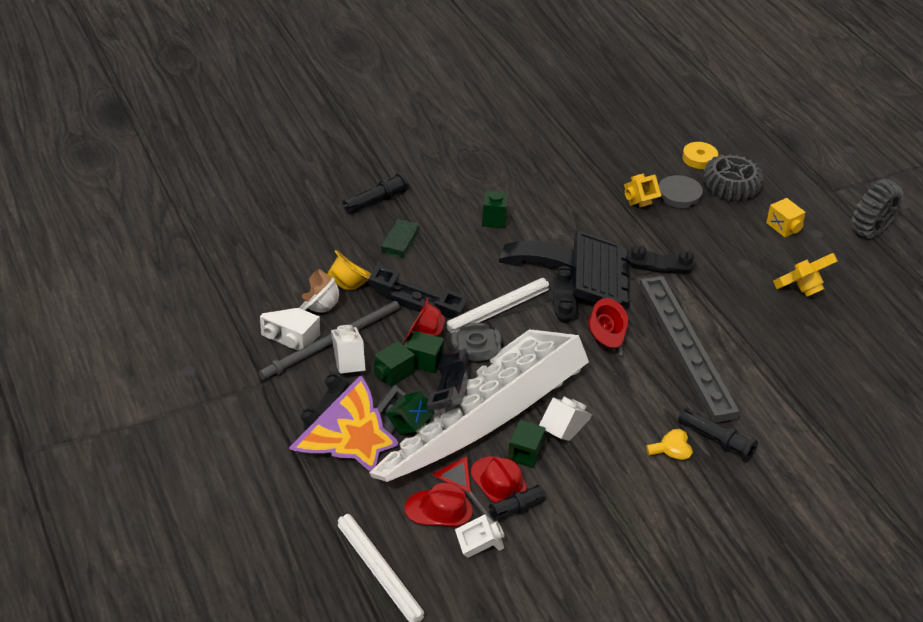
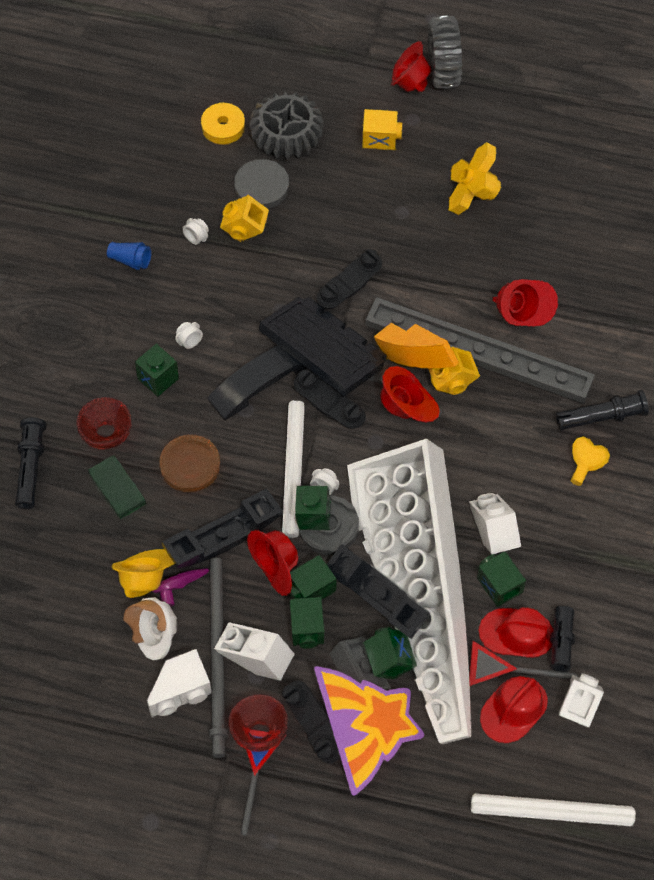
camera: 50 degrees left, 20 degrees up
(285, 392) = (257, 761): none -> piece
(298, 371) = (254, 711): none -> clear red piece
(362, 294) = (177, 582): none -> magenta bar
(433, 203) = (103, 412): none -> clear red piece
(449, 258) = (190, 463): none -> clear orange piece
(474, 317) = (313, 507): none -> dark green brick
(504, 322) = (325, 478): none -> white plate
(536, 218) = (188, 334): none -> white plate
(562, 164) = (131, 254): none -> blue cone
(611, 180) = (196, 231): none -> white plate
(643, 303) = (415, 347): none -> light orange slope
(652, 336) = (455, 379): none -> yellow brick
(749, 347) = (527, 302): none -> red piece
(842, 207) = (411, 69): none -> red piece

